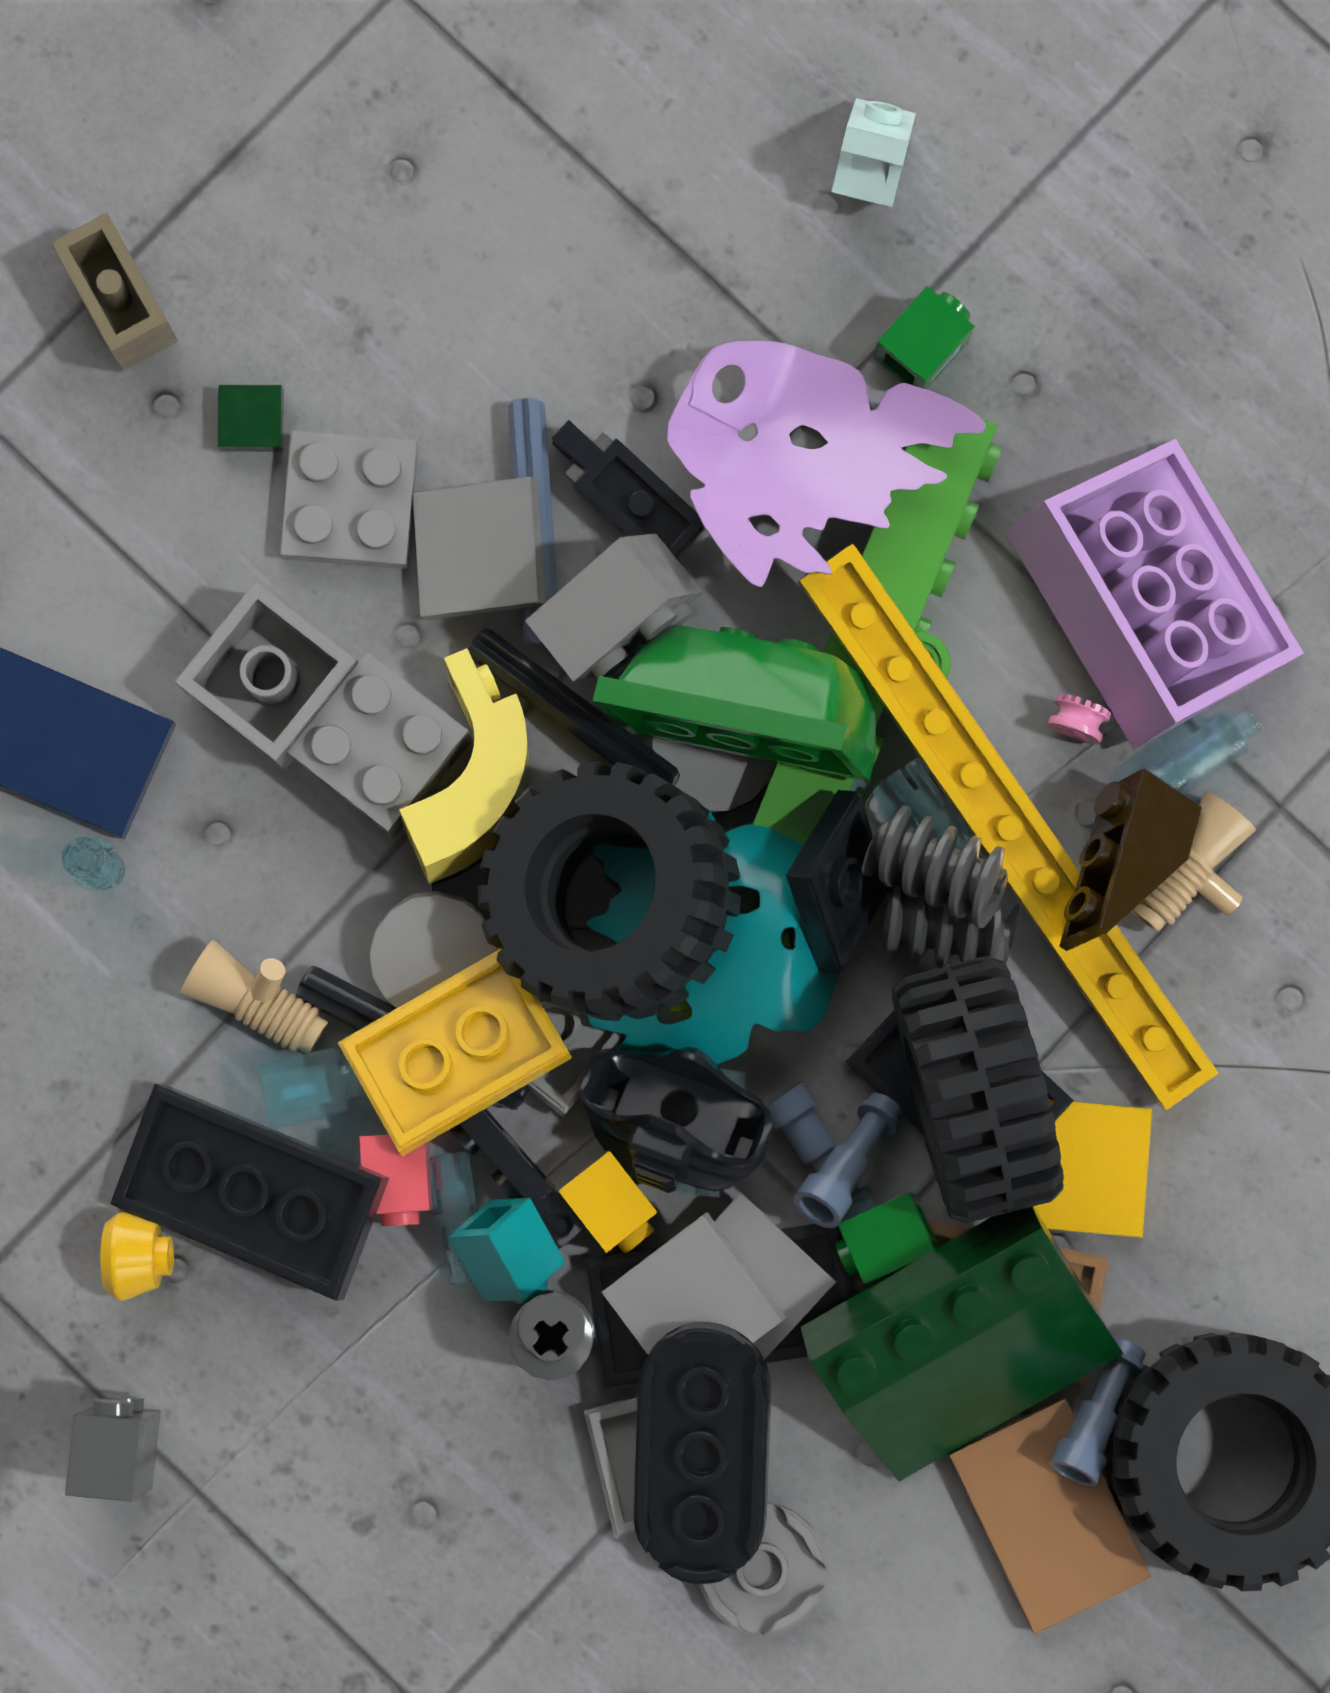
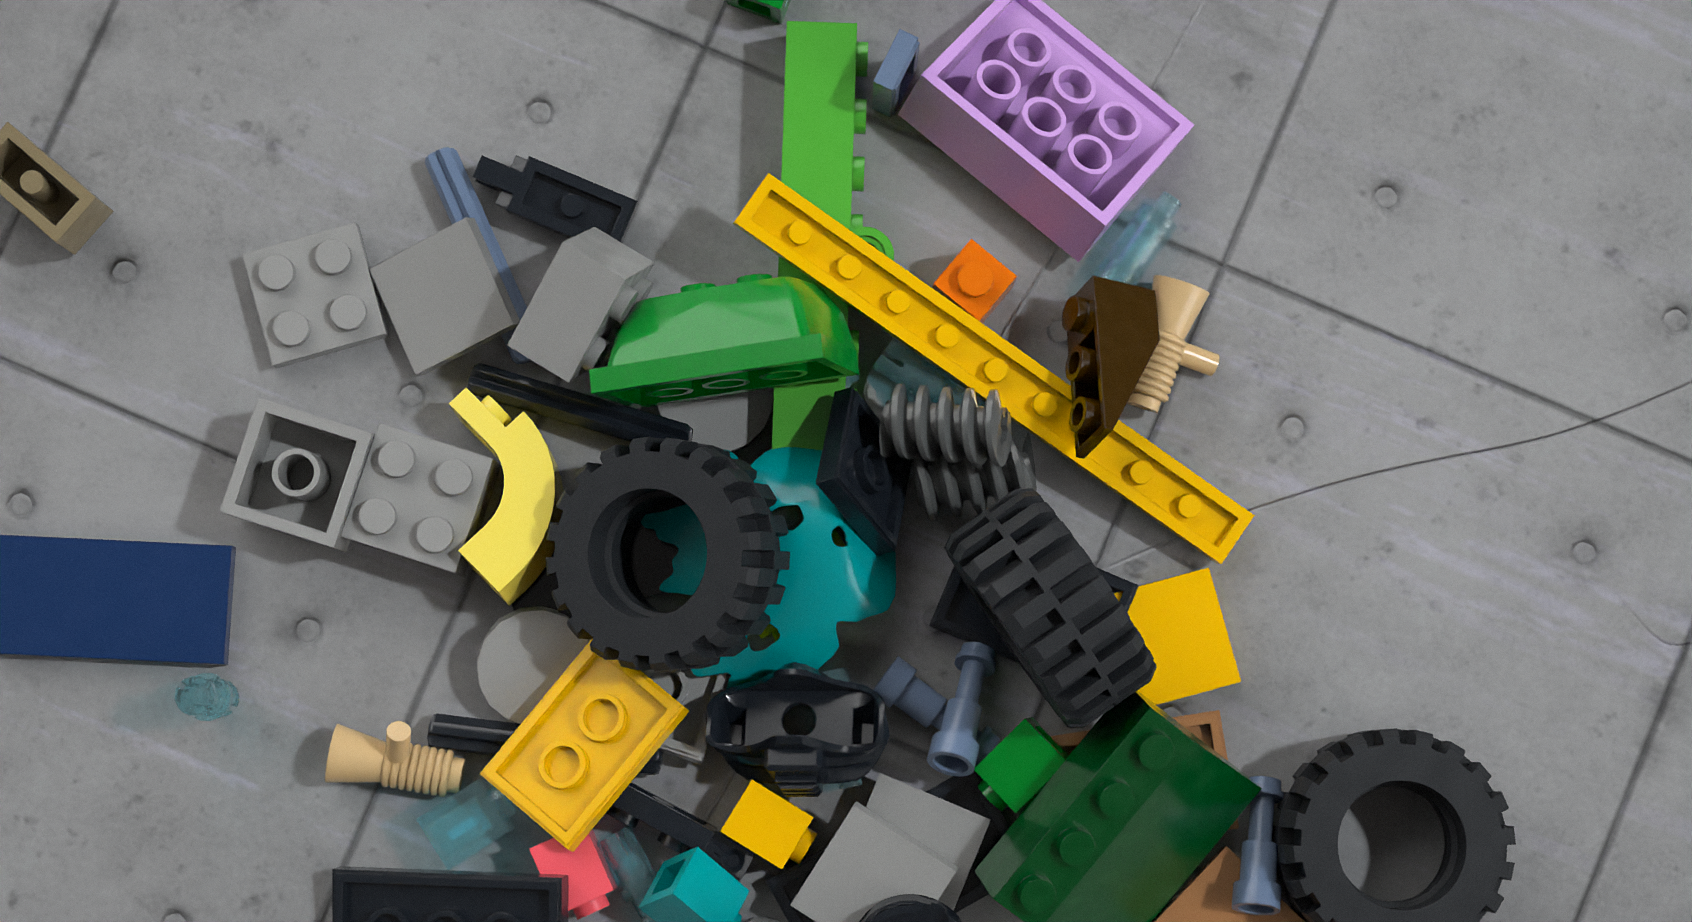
camera: 20 degrees left, 0 degrees up
(250, 418) = (202, 255): dark green tile -> none
(797, 484) = (700, 139): lavender piece -> none
(1018, 490) = (895, 73): none -> sand blue tile
(1022, 730) = (975, 281): none -> orange brick
(1078, 720) = (1022, 254): bright pink bush -> none

